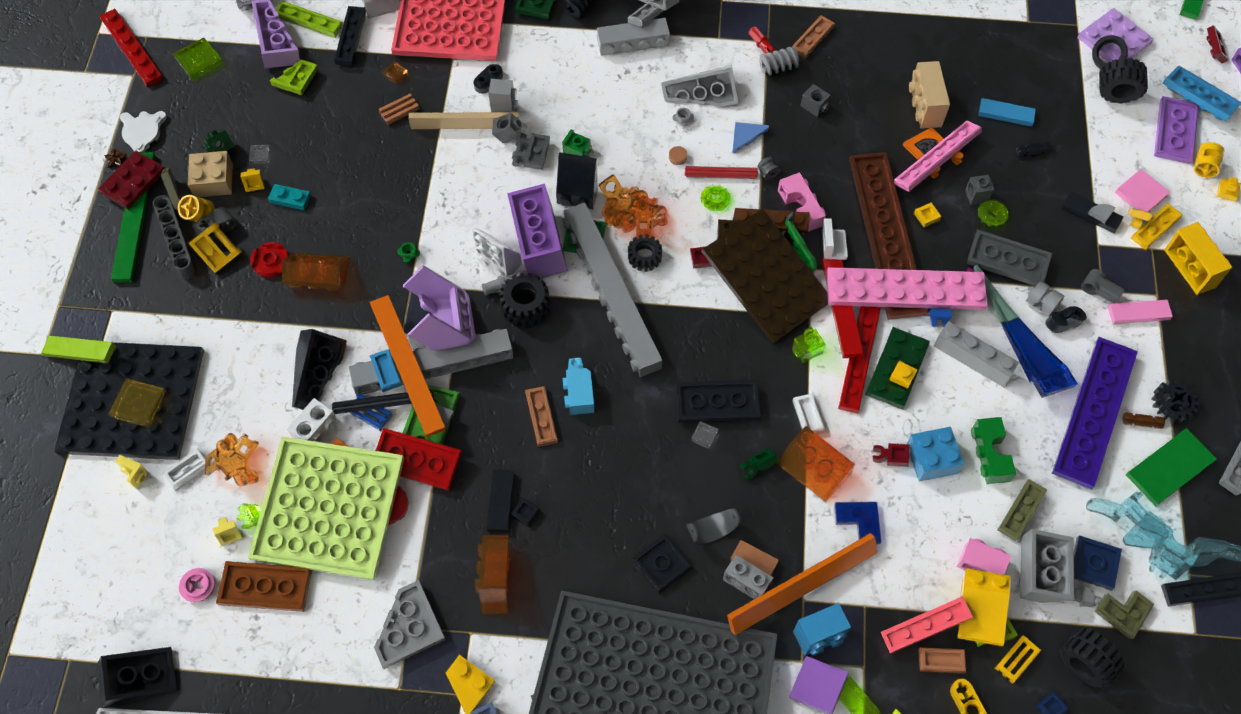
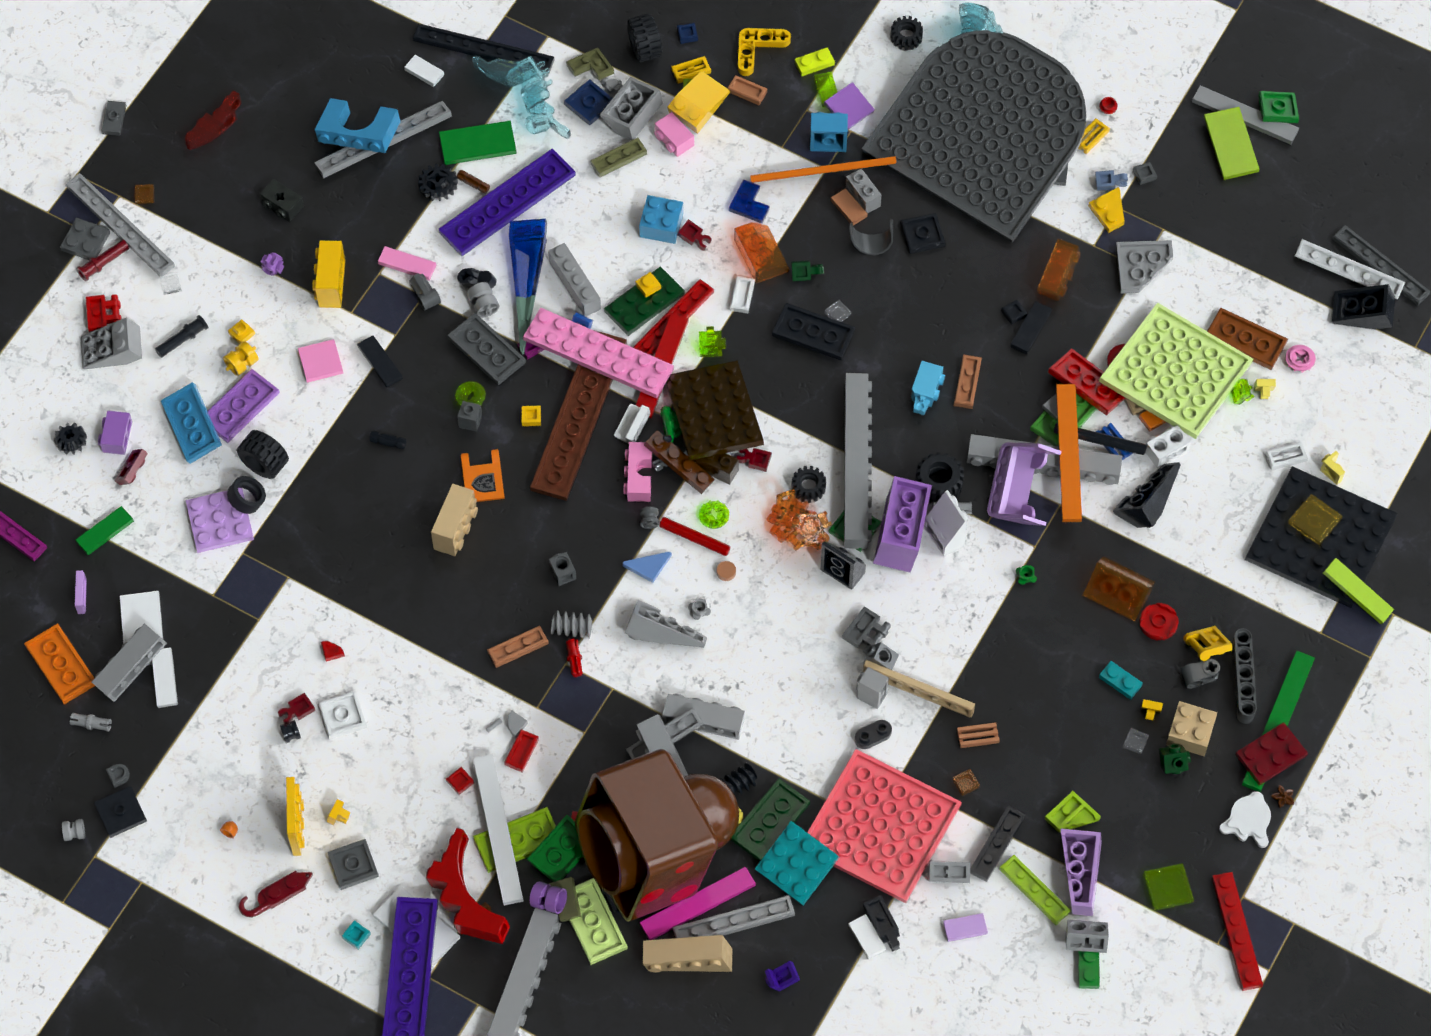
camera: 155 degrees left, 0 degrees up
(170, 185) = (1234, 719): olive tile -> none
(194, 208) = (1215, 687): yellow wheel -> none
(233, 462) = (1245, 437): clear orange piece -> none
(385, 370) = (1089, 455): dark azure tile -> none
(576, 144) = (822, 621): green brick -> none
(926, 625) = (748, 105): coral plate -> none
(937, 156) = (484, 462): bright pink tile -> none
(994, 467) = (608, 218): green arch -> none
(1006, 112) = (385, 486): dark azure tile -> none
(1101, 212) = (375, 351): light grey tile -> none
(1138, 217) = (345, 335): yellow tile -> none
(1156, 227) = (332, 327): yellow tile -> none

